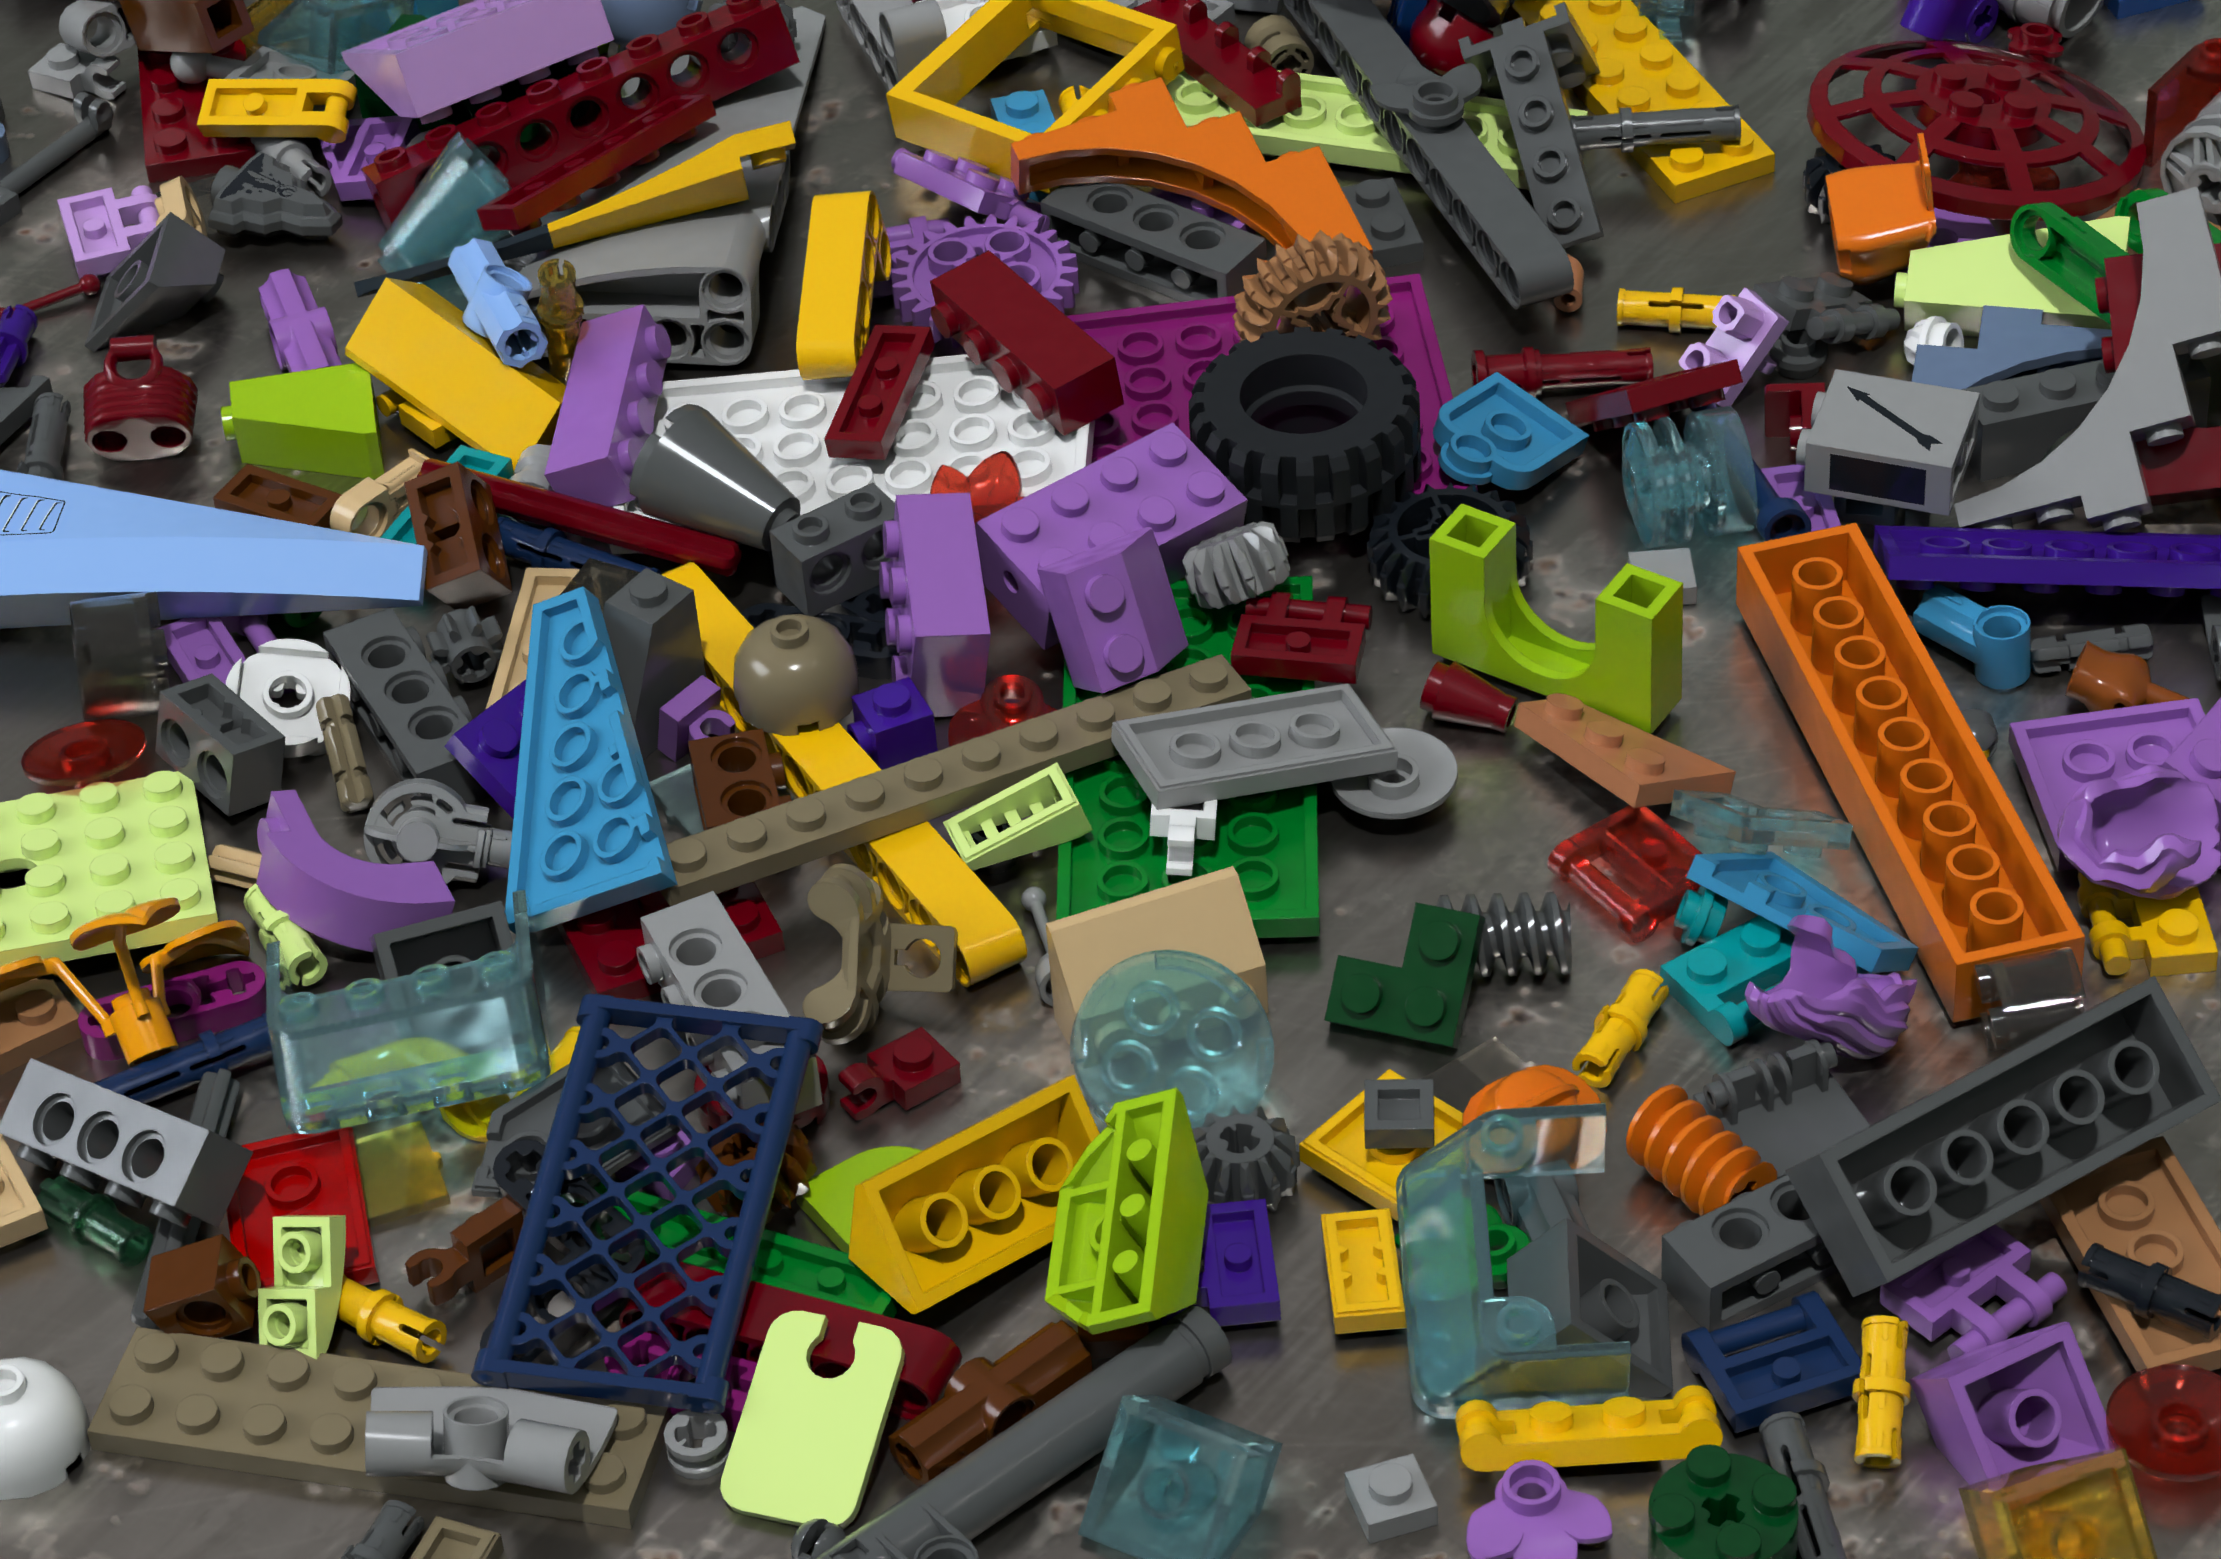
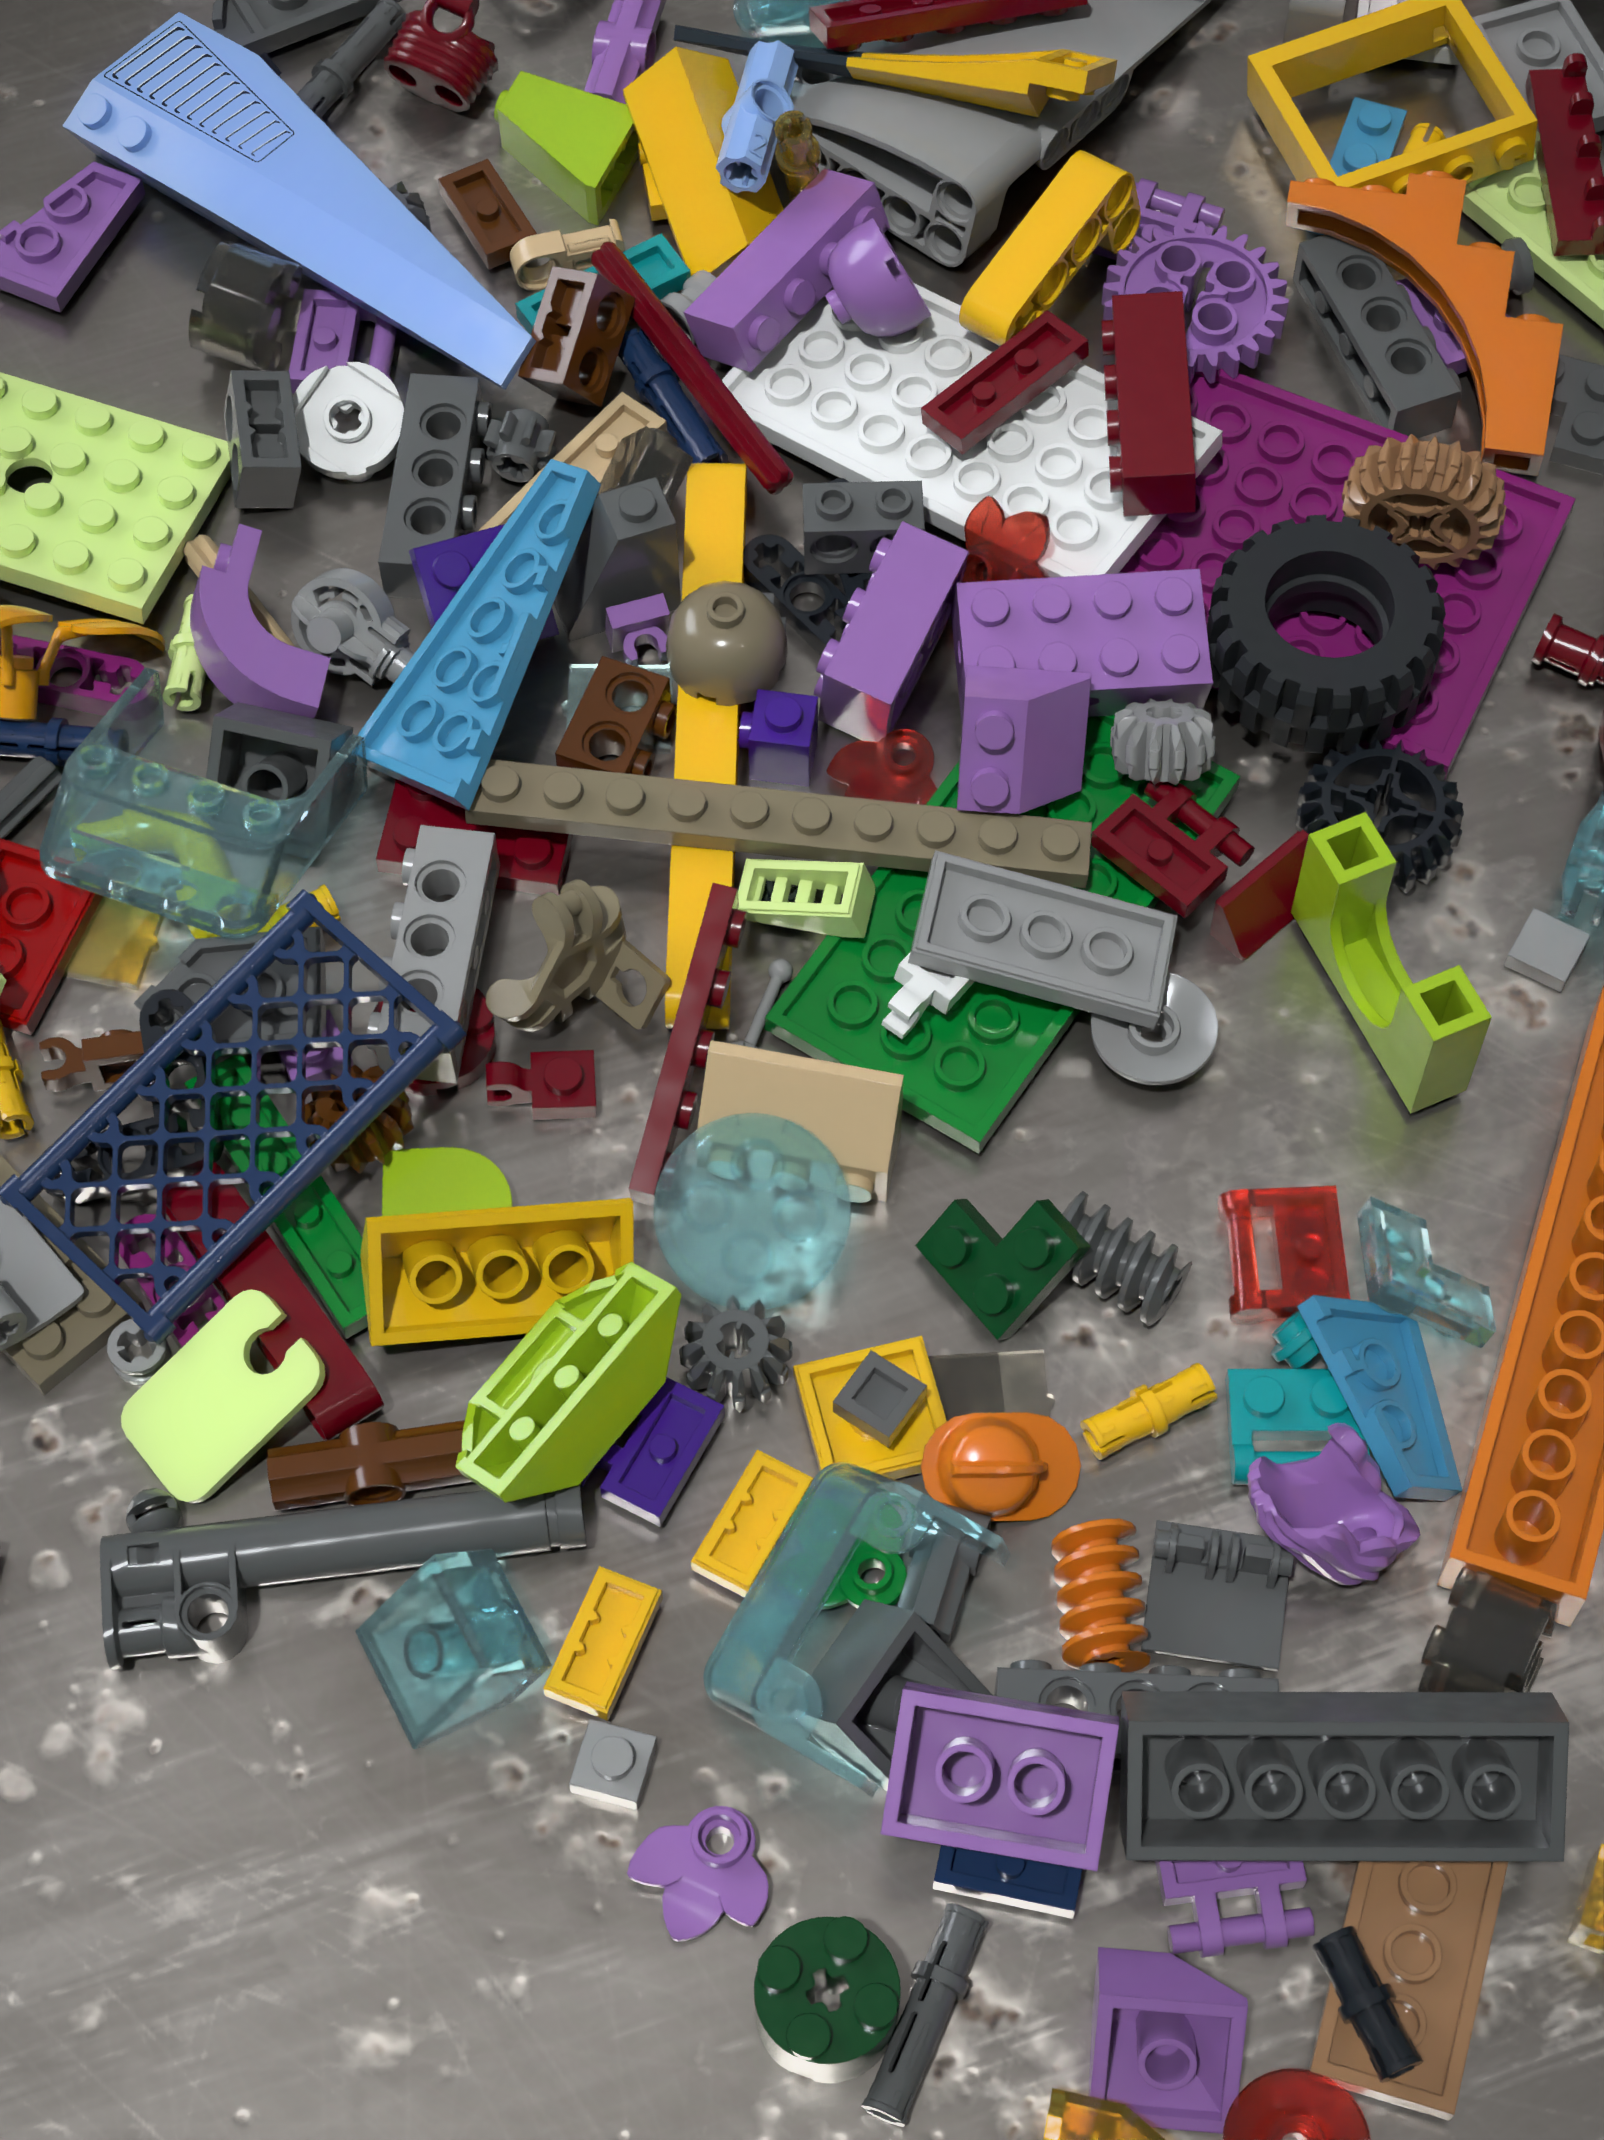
camera: 30 degrees right, 20 degrees up
(84, 753) = (166, 383): clear red dish -> none
(345, 753) = (353, 501): dark tan axle -> none
(705, 371) = (873, 284): none -> medium lavender cylinder
(709, 481) = (797, 401): dark grey cone -> none
(968, 185) = (1251, 191): medium lavender plate -> none
(1012, 958) = (689, 1041): none -> dark red plate
(1308, 1417) = (603, 1643): none -> yellow plate
(1403, 649) = (1260, 901): none -> dark red slope
(1464, 698) = (1276, 982): dark red cone -> none
(1503, 436) = (1512, 721): dark azure plate -> none
(1592, 1434) = (804, 1811): yellow plate -> none
(1618, 755) = (1359, 1125): nougat wing -> none
(1737, 1280) = (1000, 1775): none -> medium lavender brick
(1881, 1392) = (1066, 1943): yellow pin -> none

